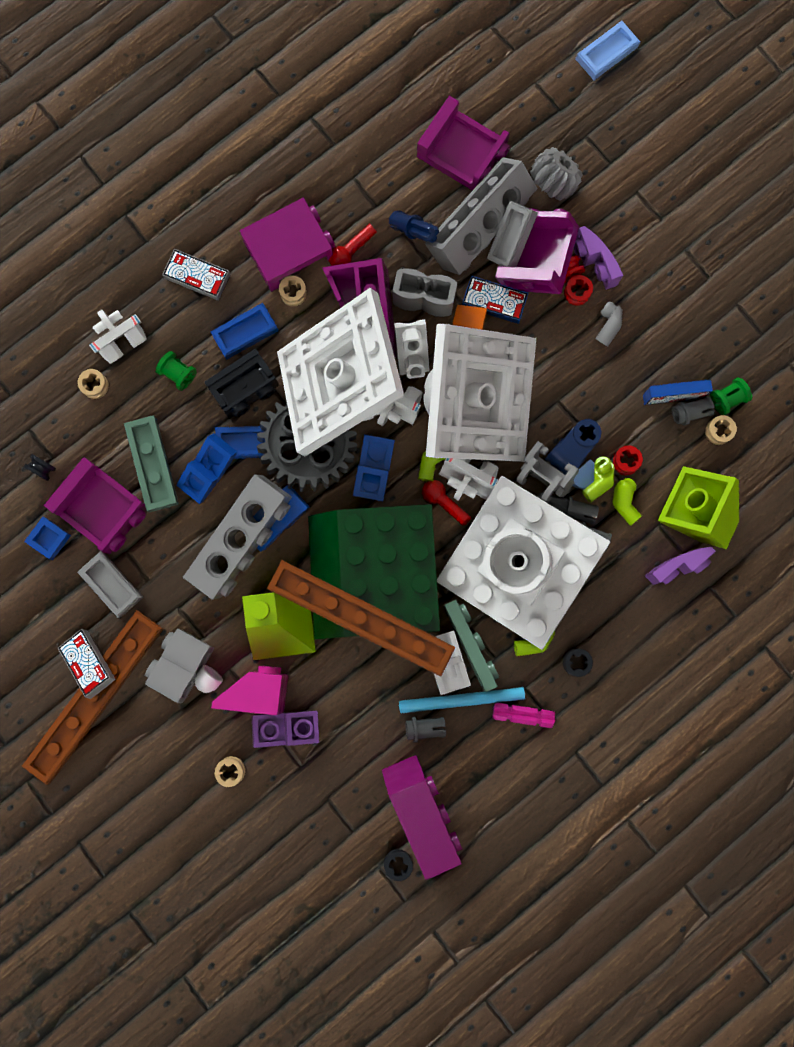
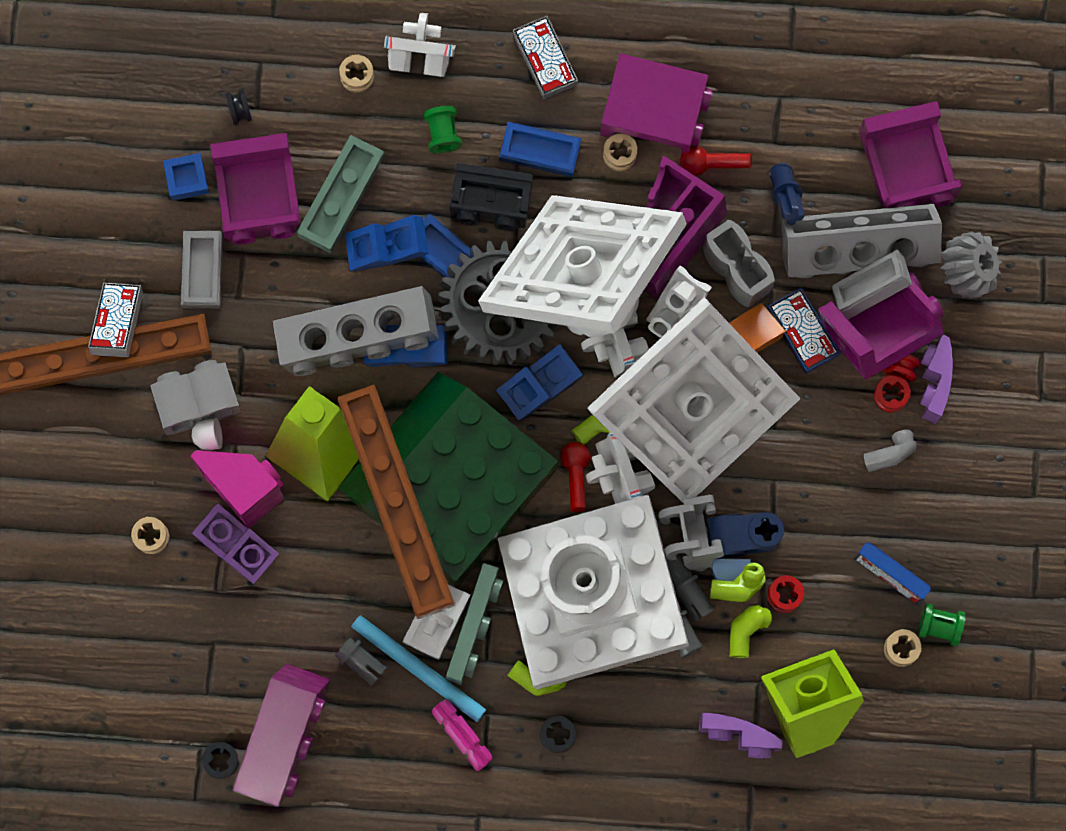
camera: 40 degrees right, 5 degrees down
(686, 412) = (891, 604): dark grey pin -> none

